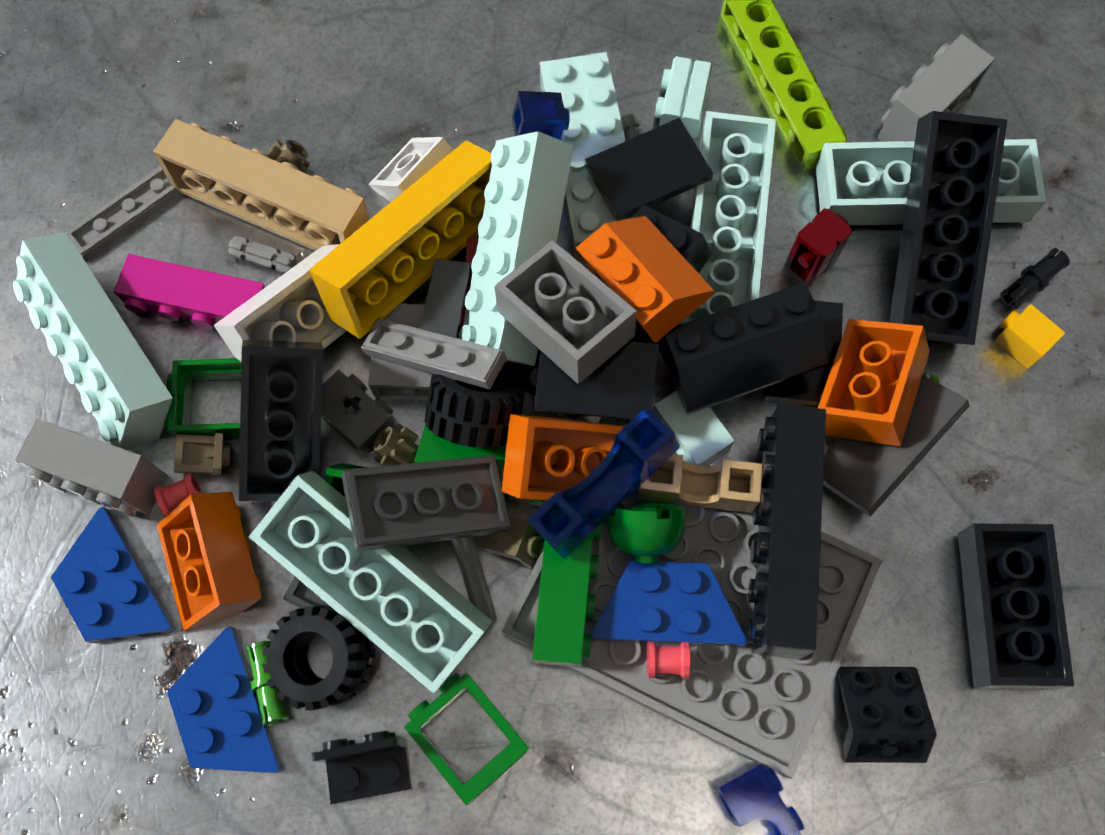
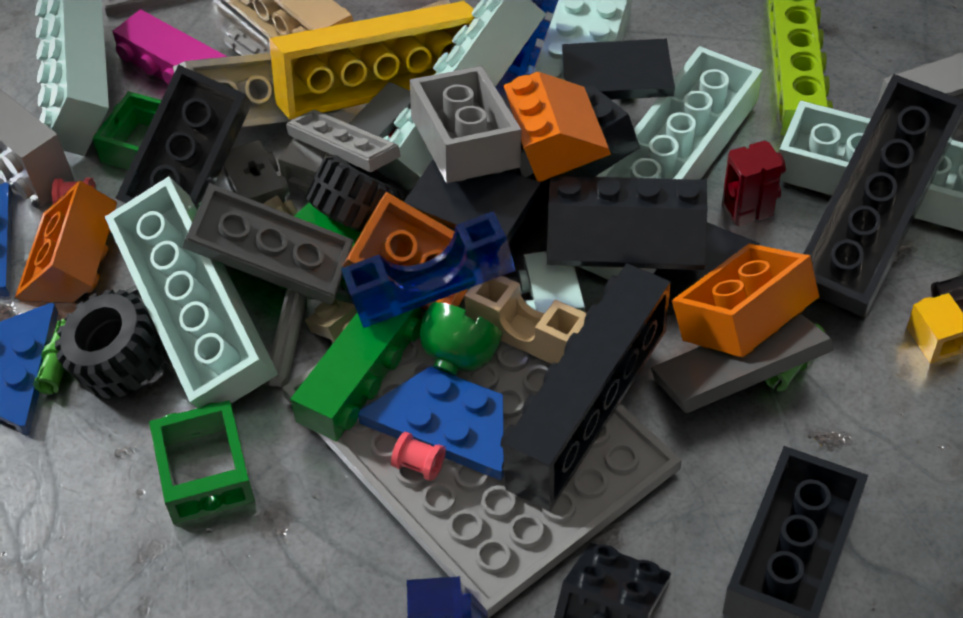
camera: 25 degrees right, 20 degrees down
(201, 454) = (107, 169): dark tan bracket -> none
(366, 768) = (101, 443): black bracket -> none
(685, 93) = (693, 30): light aqua brick -> none

